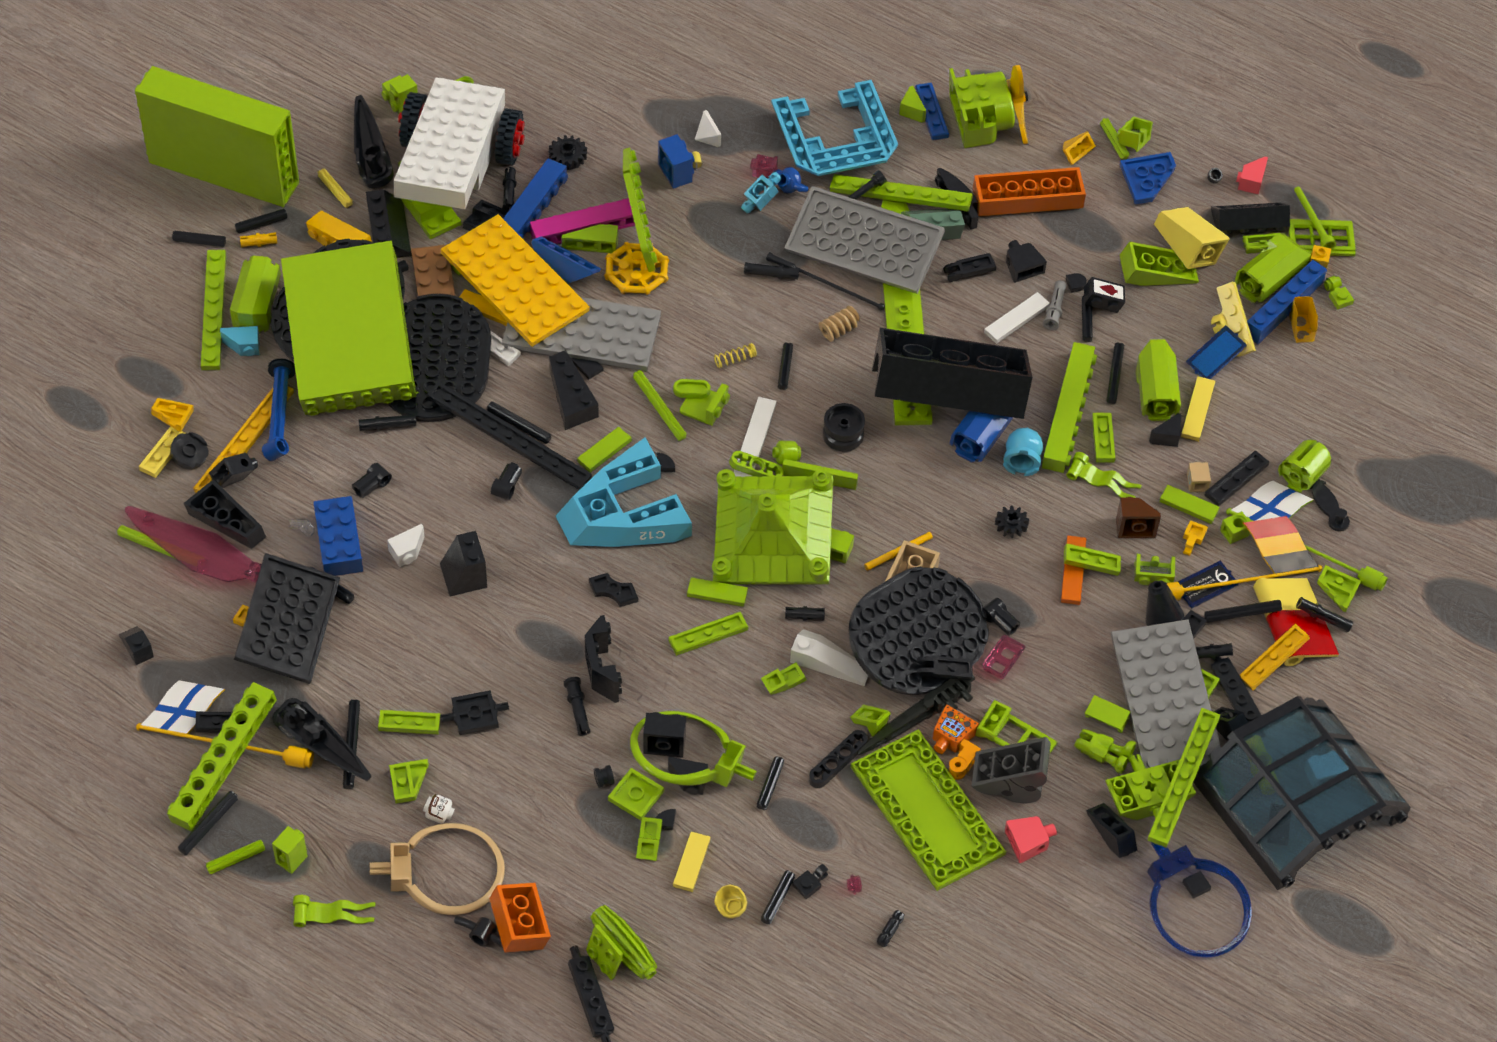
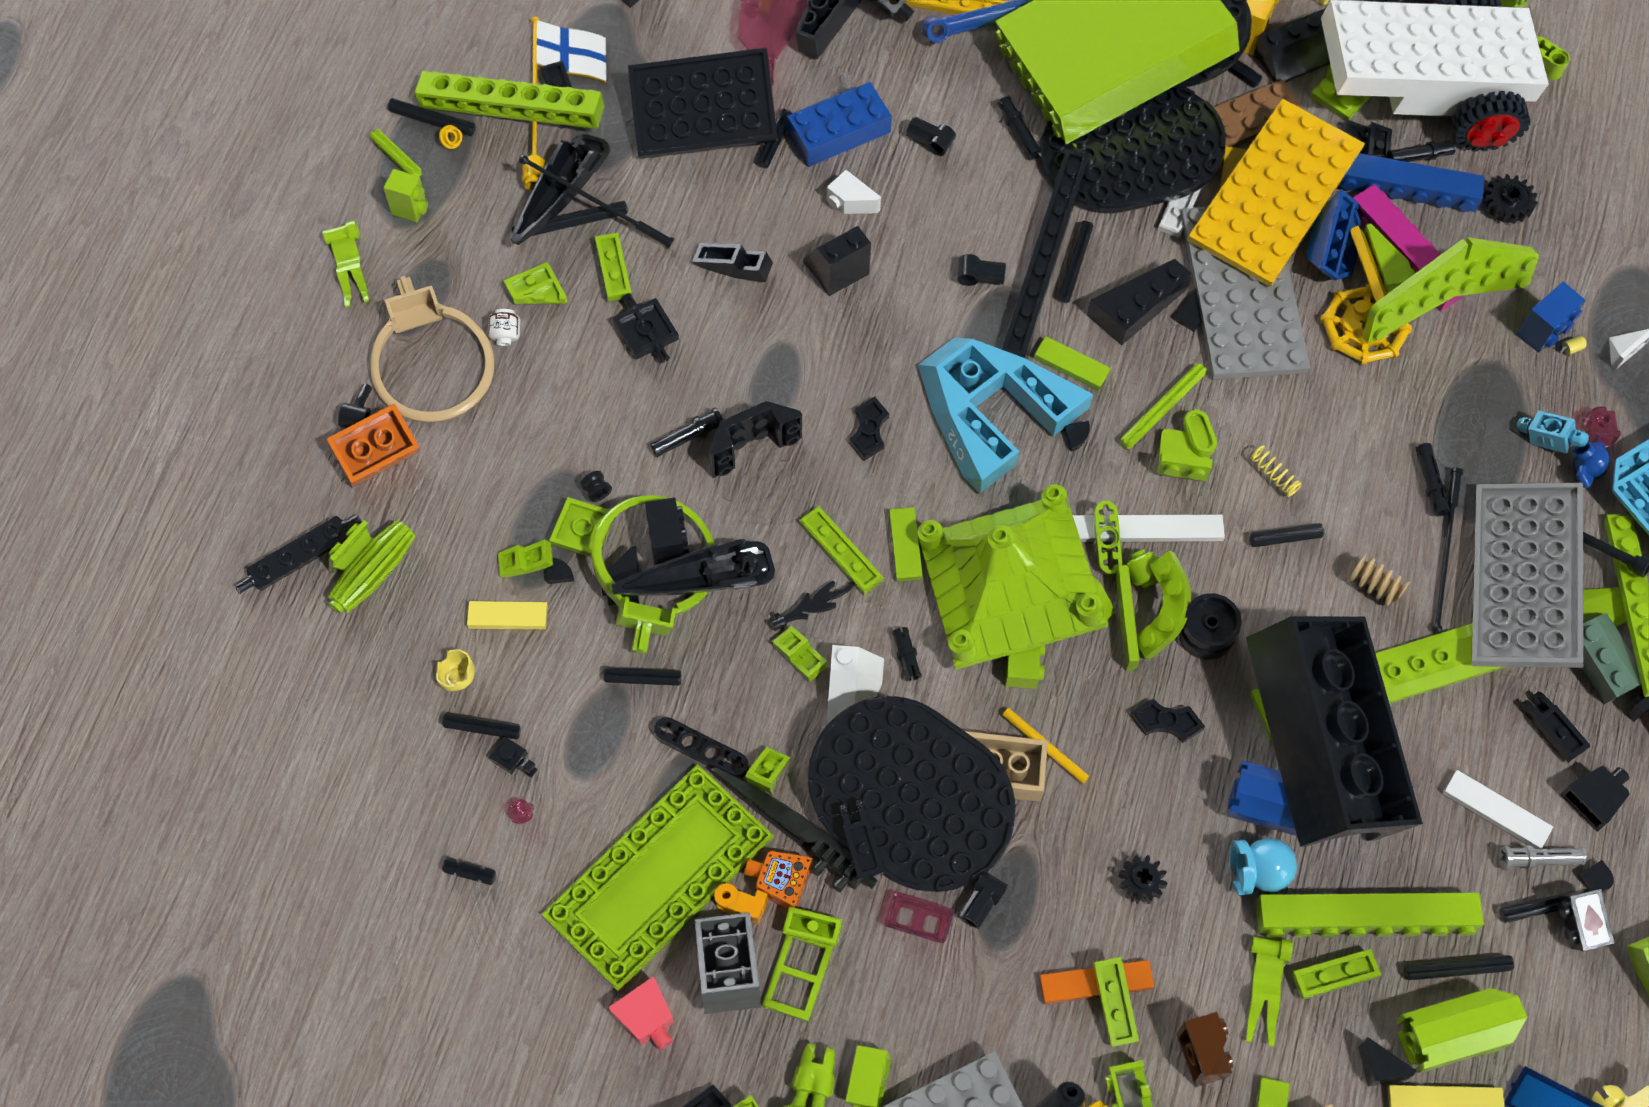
camera: 75 degrees right, 10 degrees up
(236, 810) = (456, 137): none -> yellow plate
(380, 693) = (641, 226): none -> black piece
(435, 639) = (733, 261): none -> black slope
(601, 247) = (1368, 263): none -> yellow tile
(707, 716) = (713, 568): none -> black piece
(747, 662) = (816, 605): none -> black piece
(826, 436) = (1171, 618): none -> lime plate
(897, 482) = (1179, 722): none -> black tile

